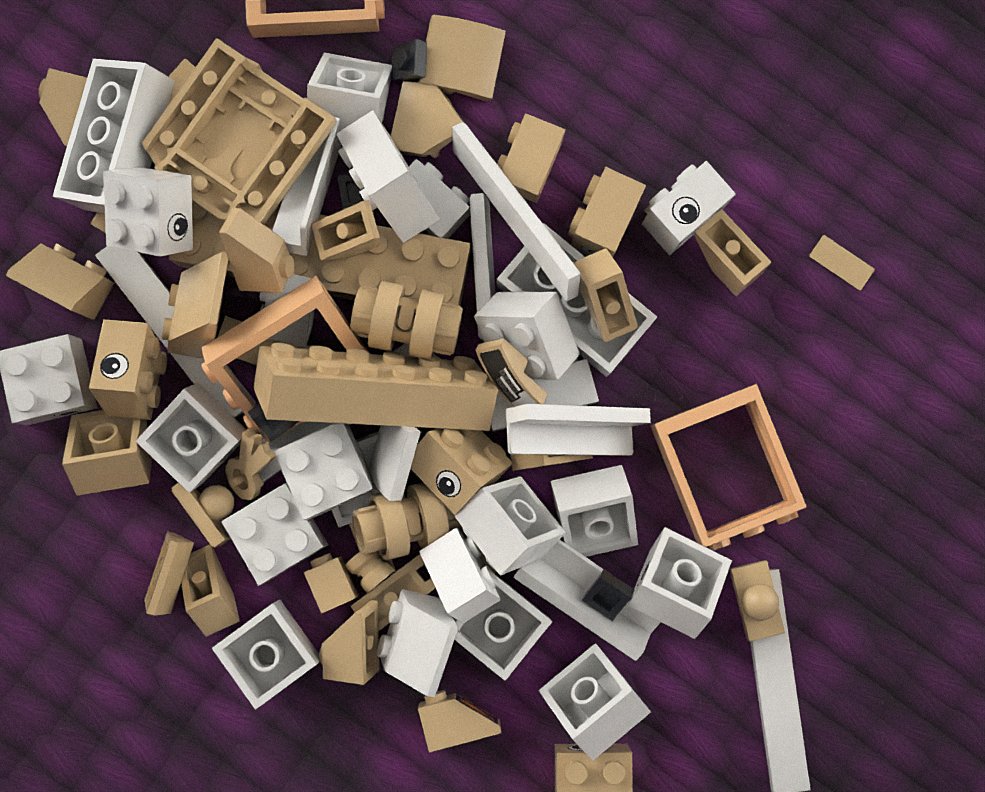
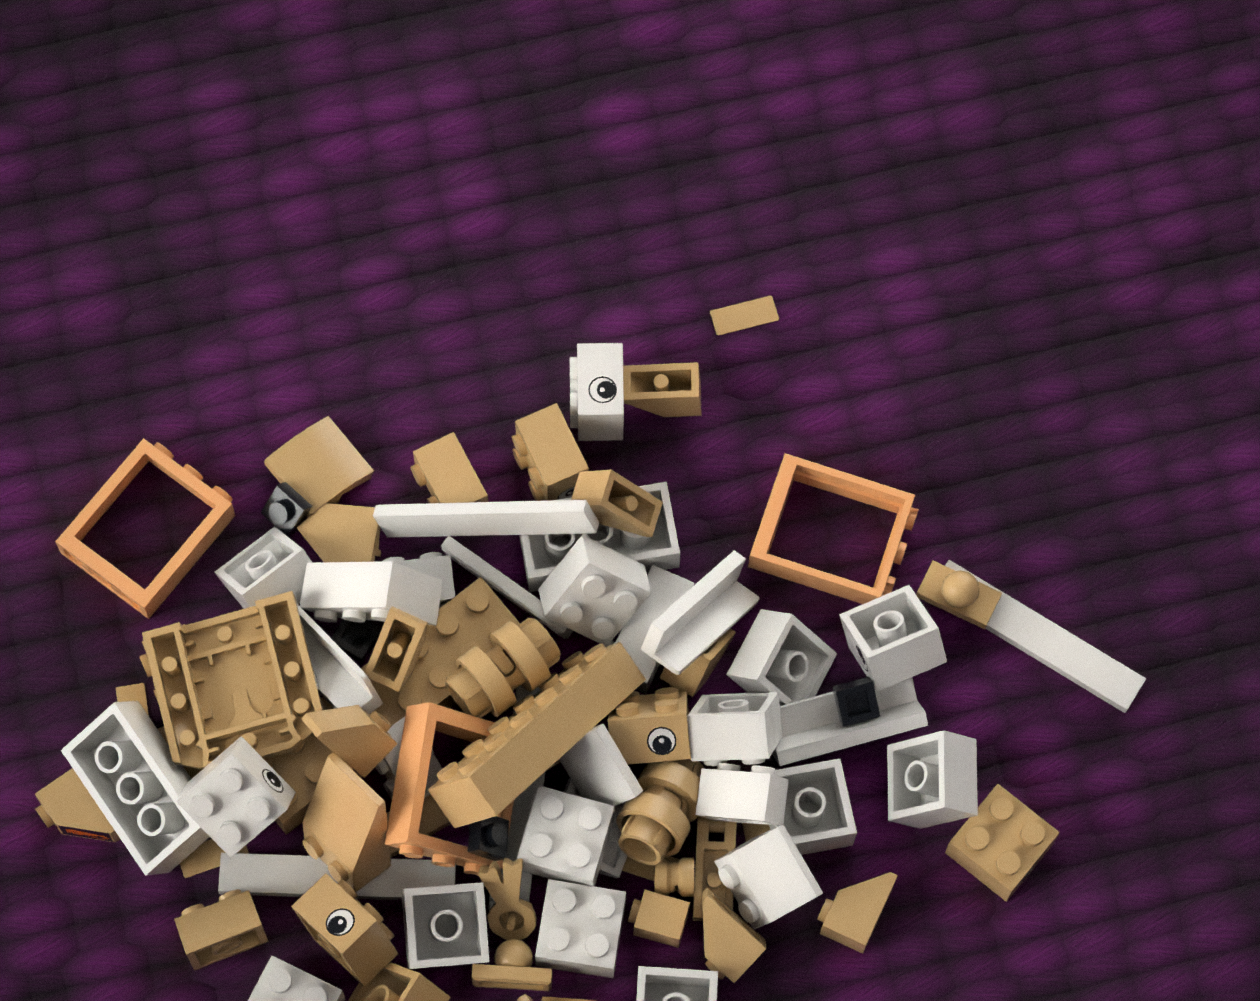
camera: 50 degrees left, 15 degrees down
(506, 370) = (609, 624): slope -> none

